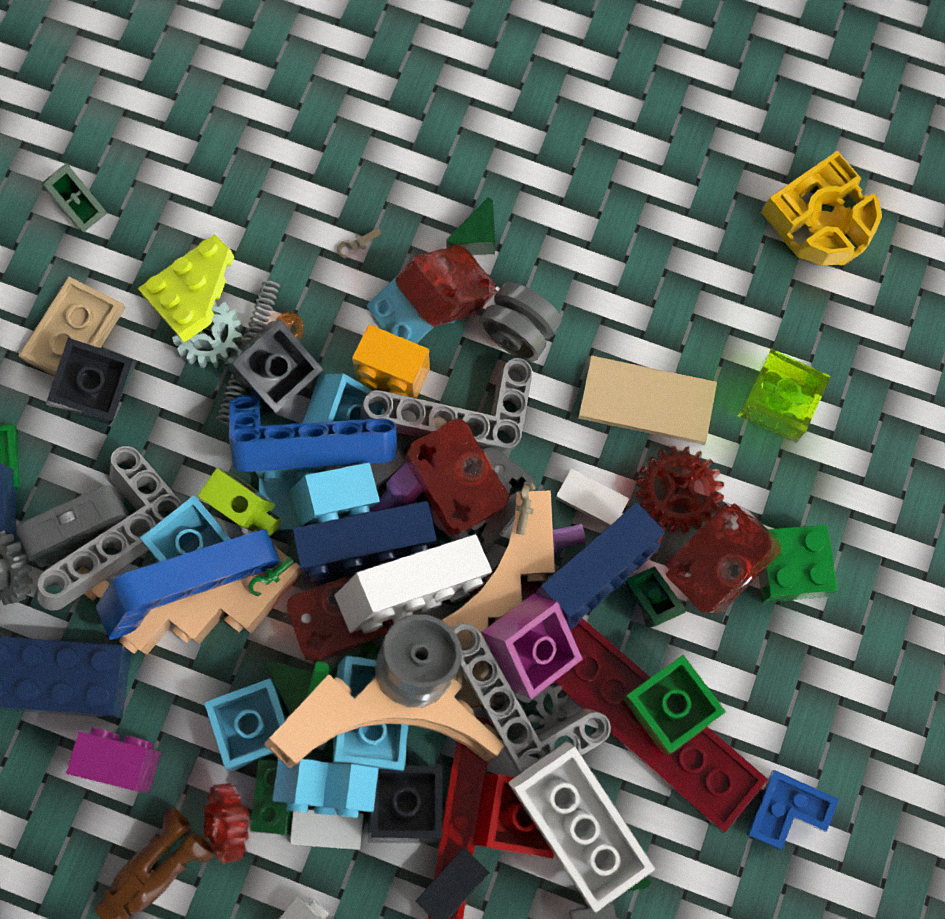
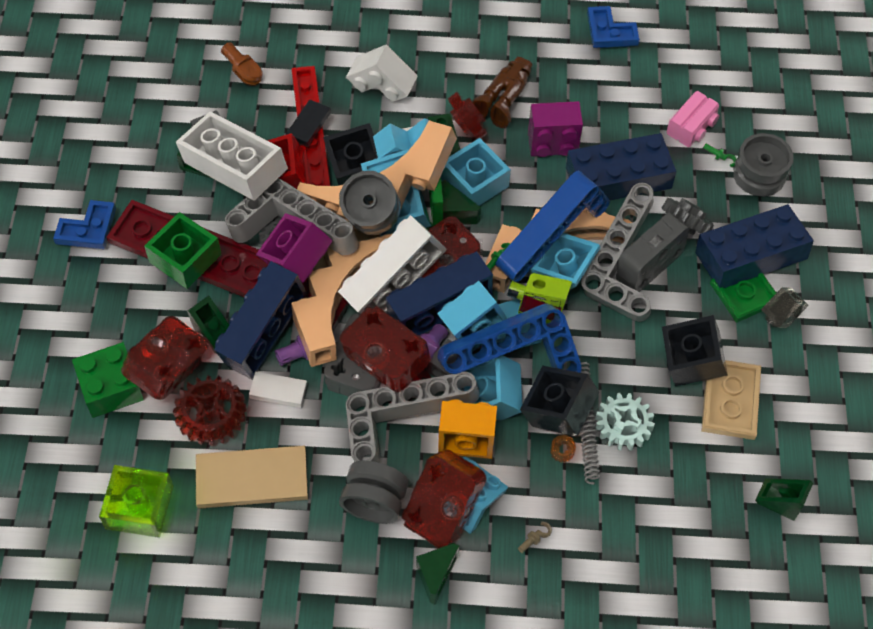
camera: 165 degrees right, 15 degrees down
(189, 287) = (654, 447): neon yellow plate -> none
(525, 508) = (325, 330): dark tan hand -> none

